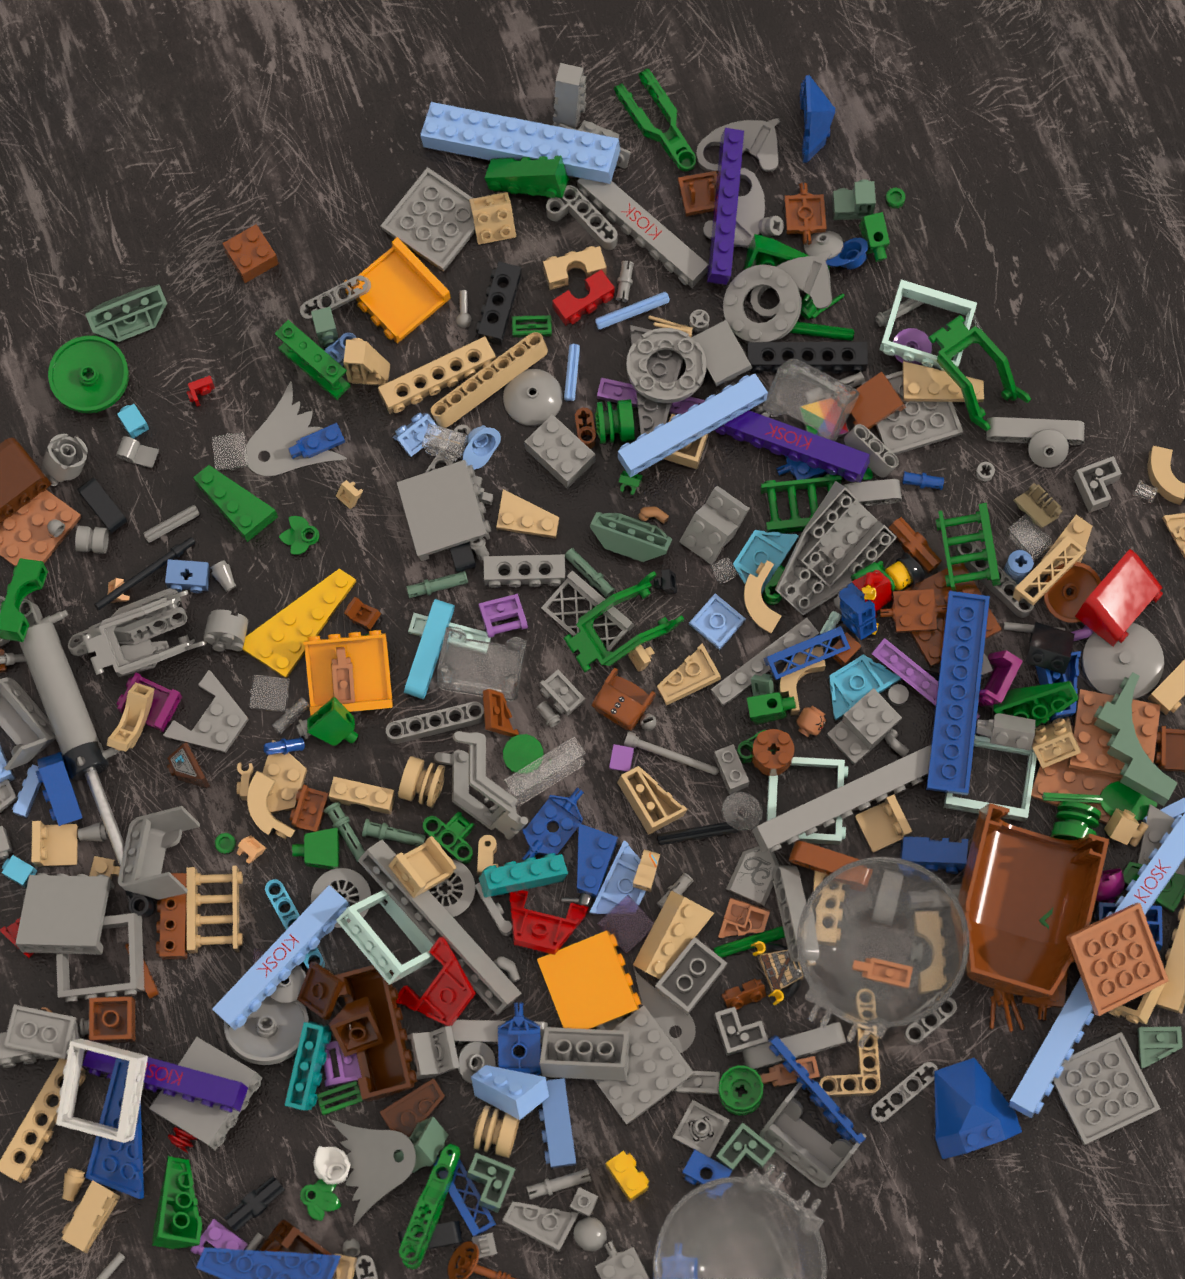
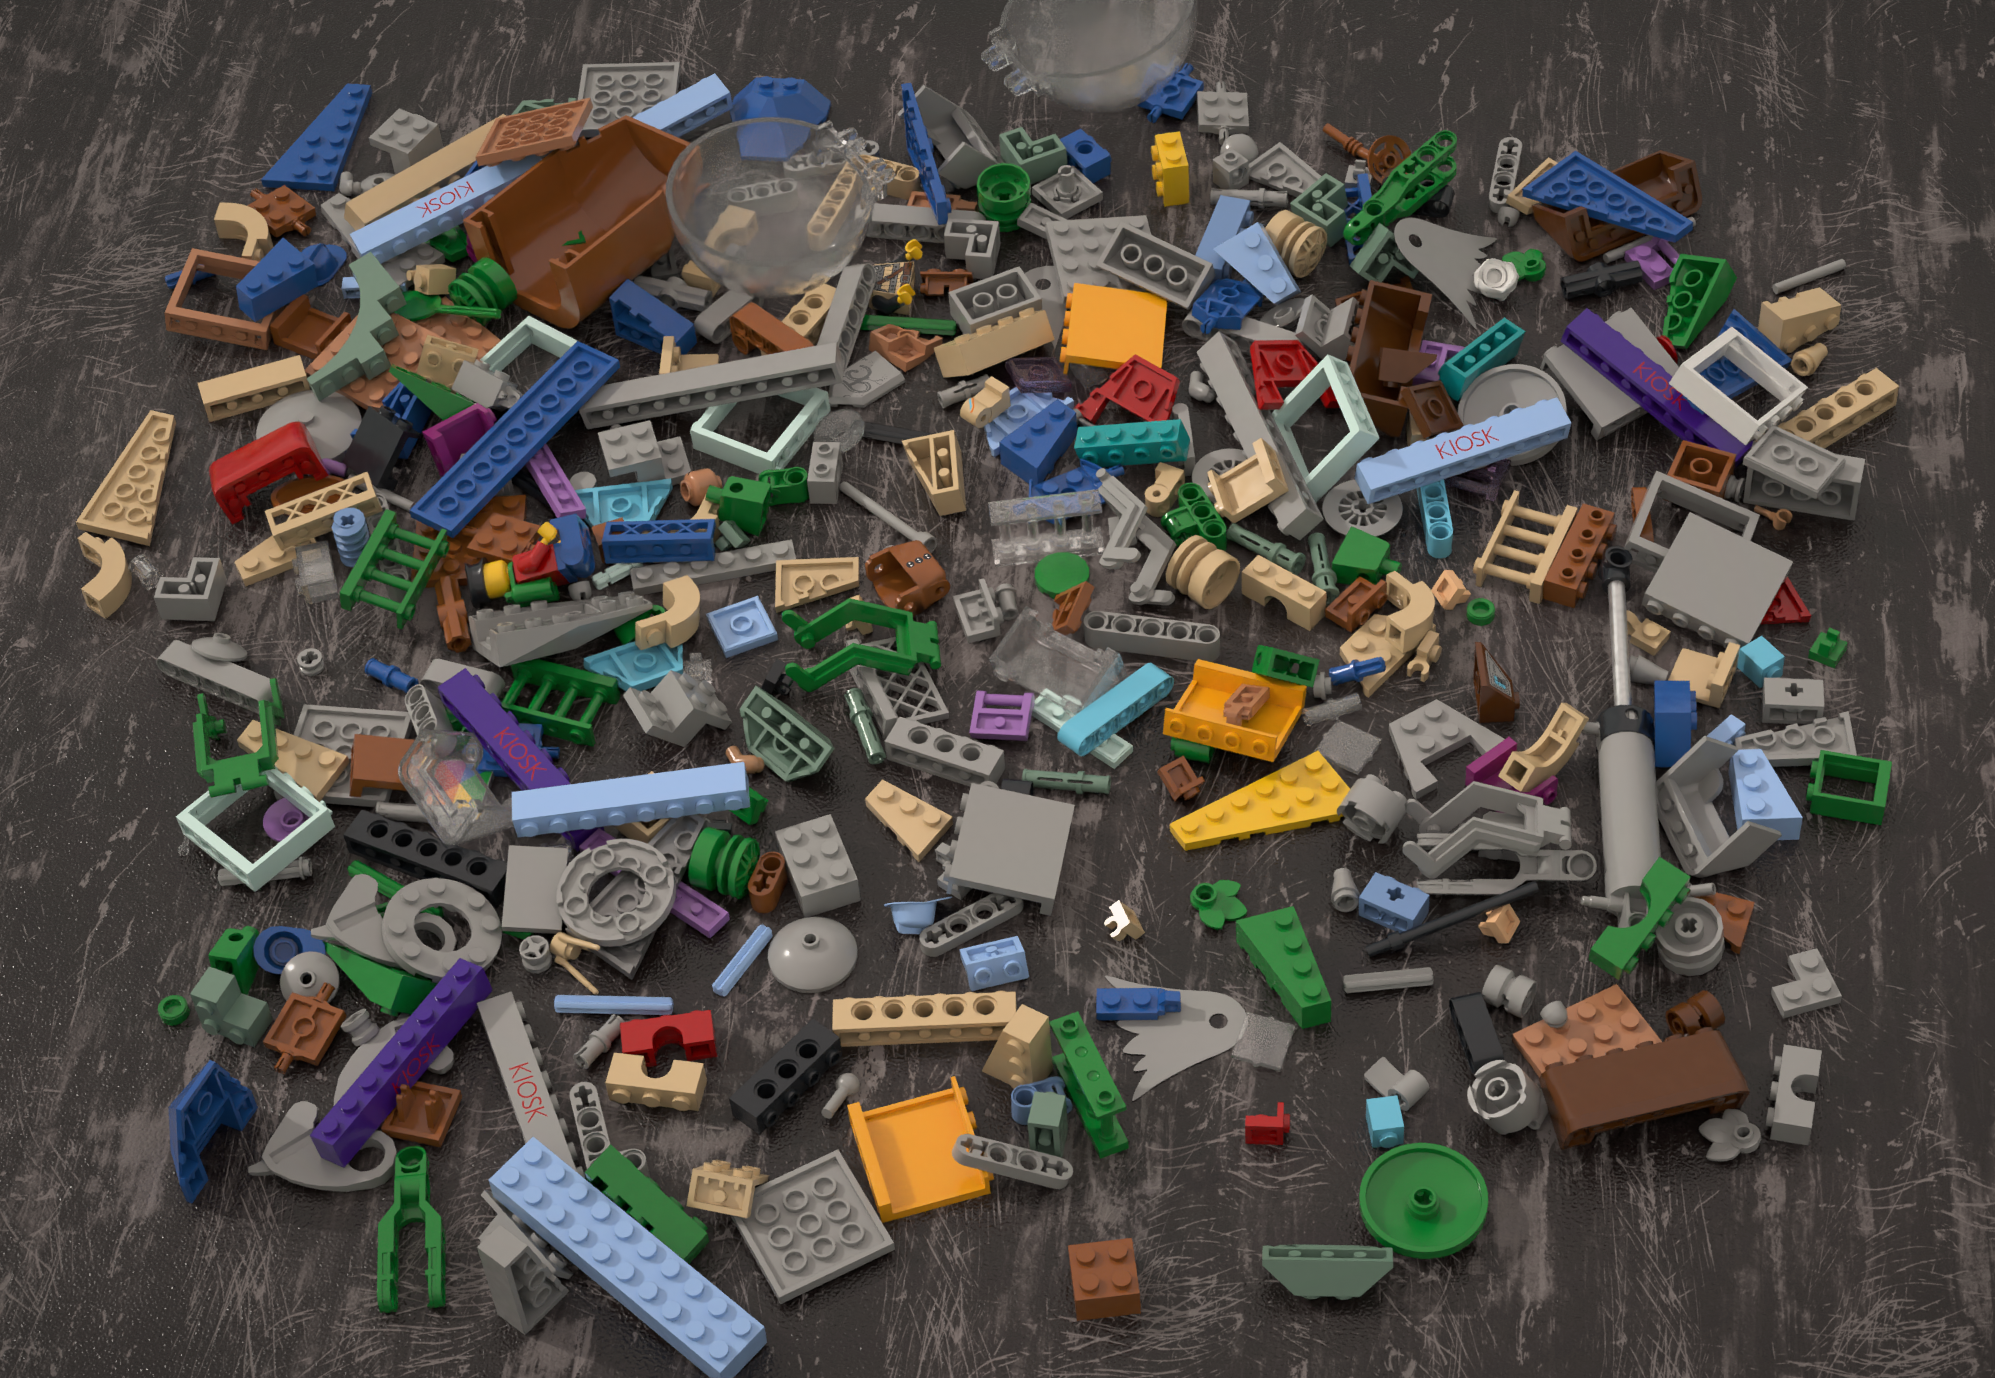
camera: 150 degrees left, 25 degrees down
(145, 853) = (1595, 603): light grey windscreen -> none
(333, 1091) = (1455, 336): green tile -> none
(444, 441) = (962, 919): clear brick -> none
(489, 380) = (870, 972): tan beam -> none
(545, 318) = (757, 1043): green tile -> none
(621, 758) = (944, 522): medium lavender panel -> none
(782, 745) = (767, 448): dark orange brick -> none
(884, 971) = (787, 185): nougat hinge -> none
(1036, 508) = (281, 595): dark tan hinge -> none

